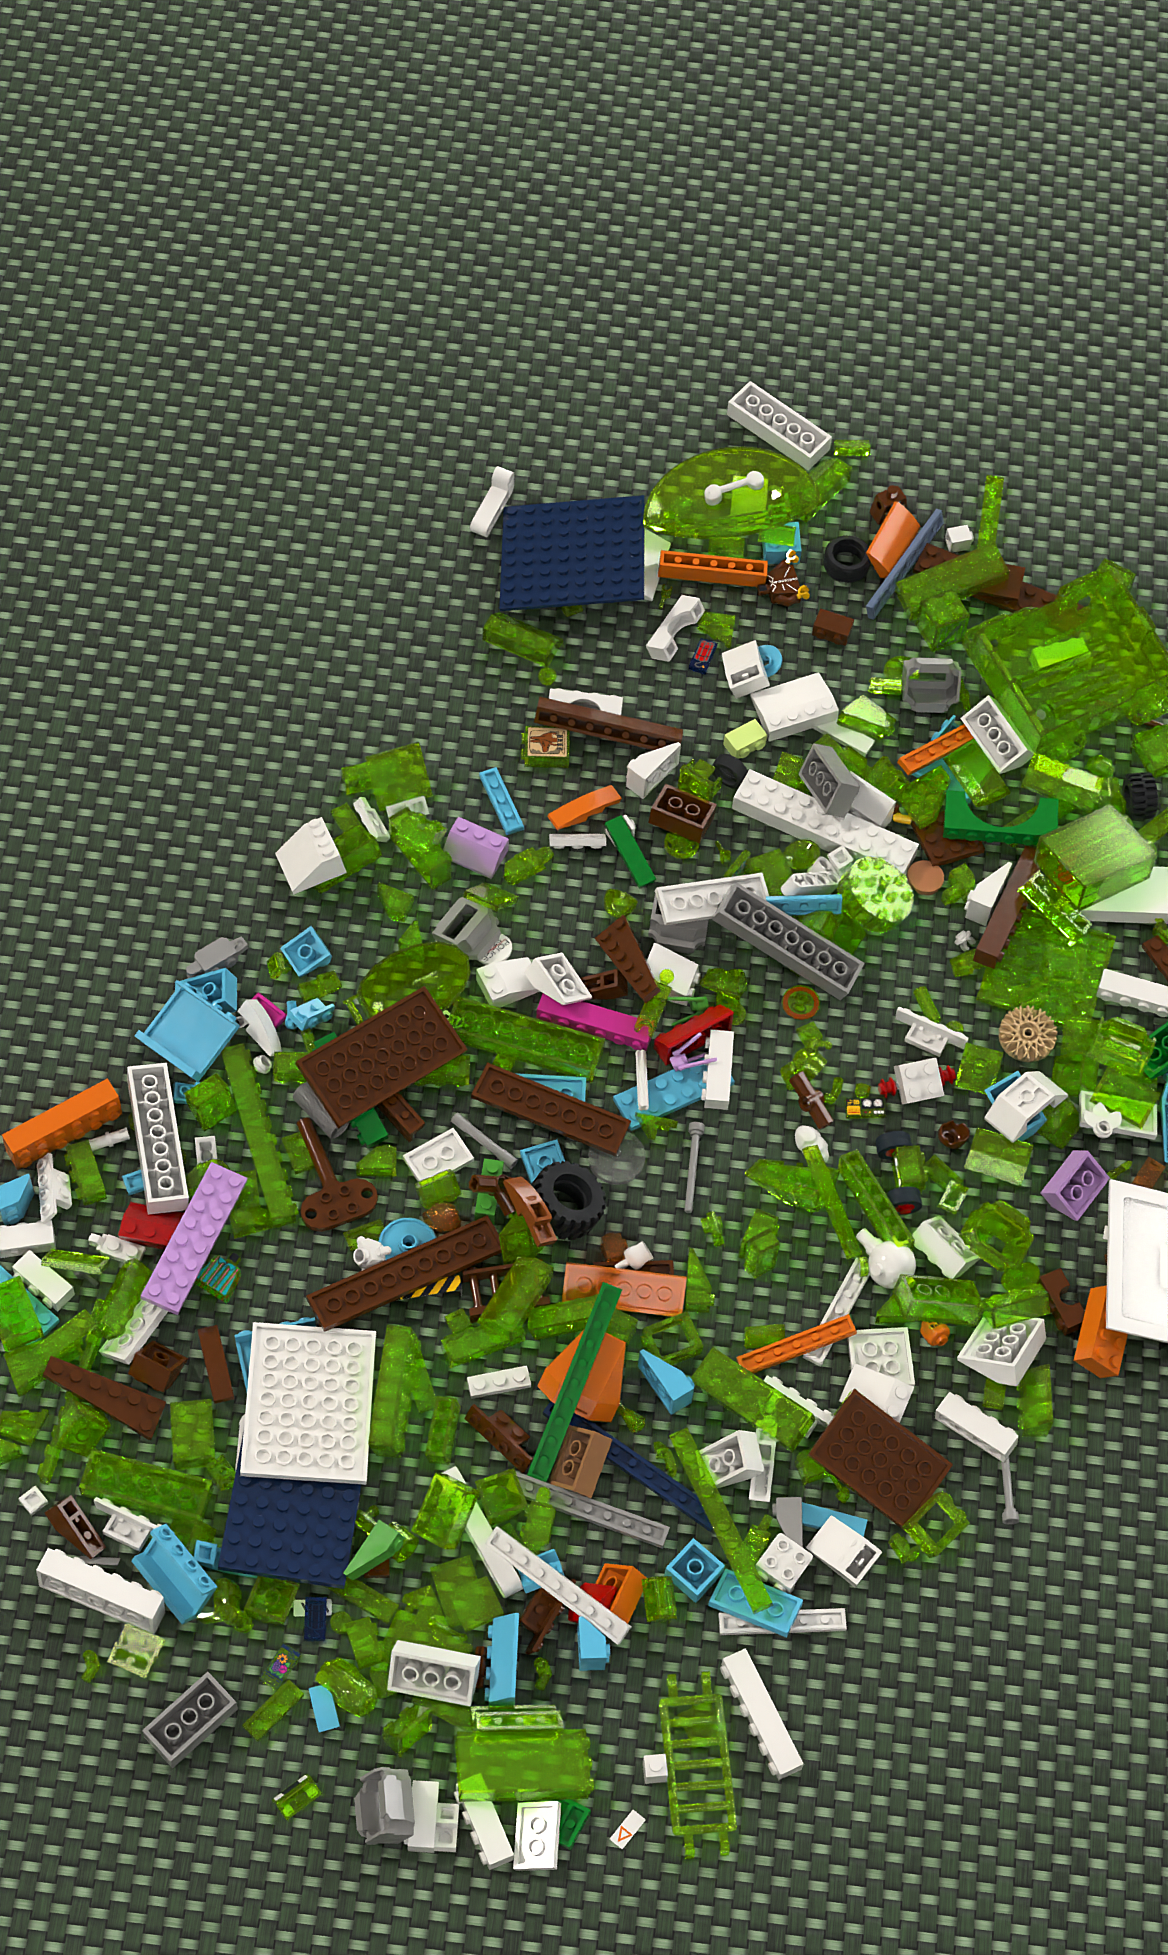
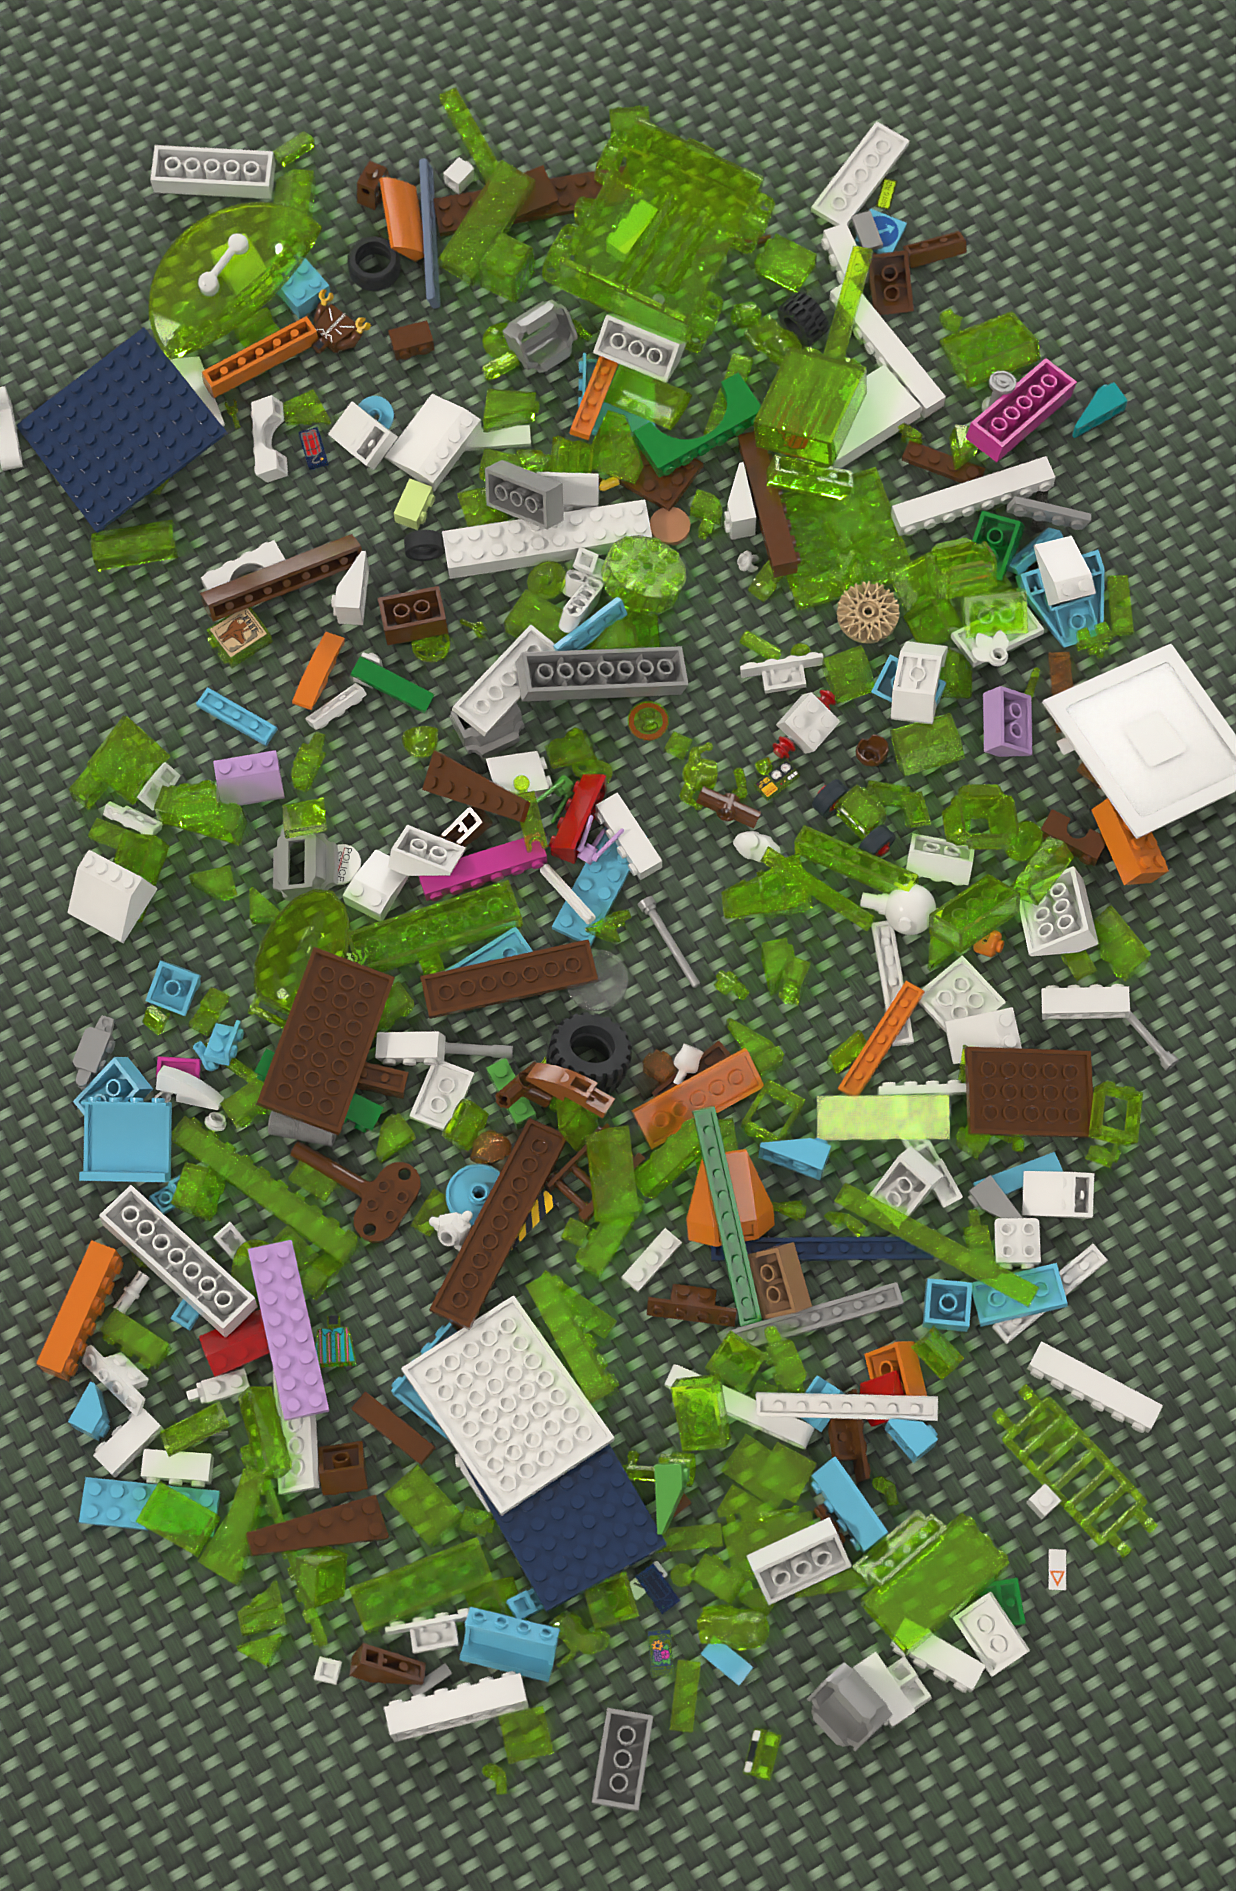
camera: 30 degrees left, 10 degrees up
(408, 1728) = (813, 1625): clear neon green slope -> none
(441, 1108) = (410, 1047): none -> white brick
(442, 1430) = (639, 1341): clear neon green brick -> none
(539, 1156) = (534, 1030): medium azure tile -> none
(547, 680) = (185, 571): clear neon green plate -> none
(694, 779) = (403, 575): clear neon green panel -> none
(738, 865) = (498, 633): clear neon green tile -> none
(777, 534) = (297, 284): clear neon green plate -> none
(863, 1267) = (886, 928): clear neon green tile -> none
(1062, 782) = (729, 353): clear neon green slope -> none

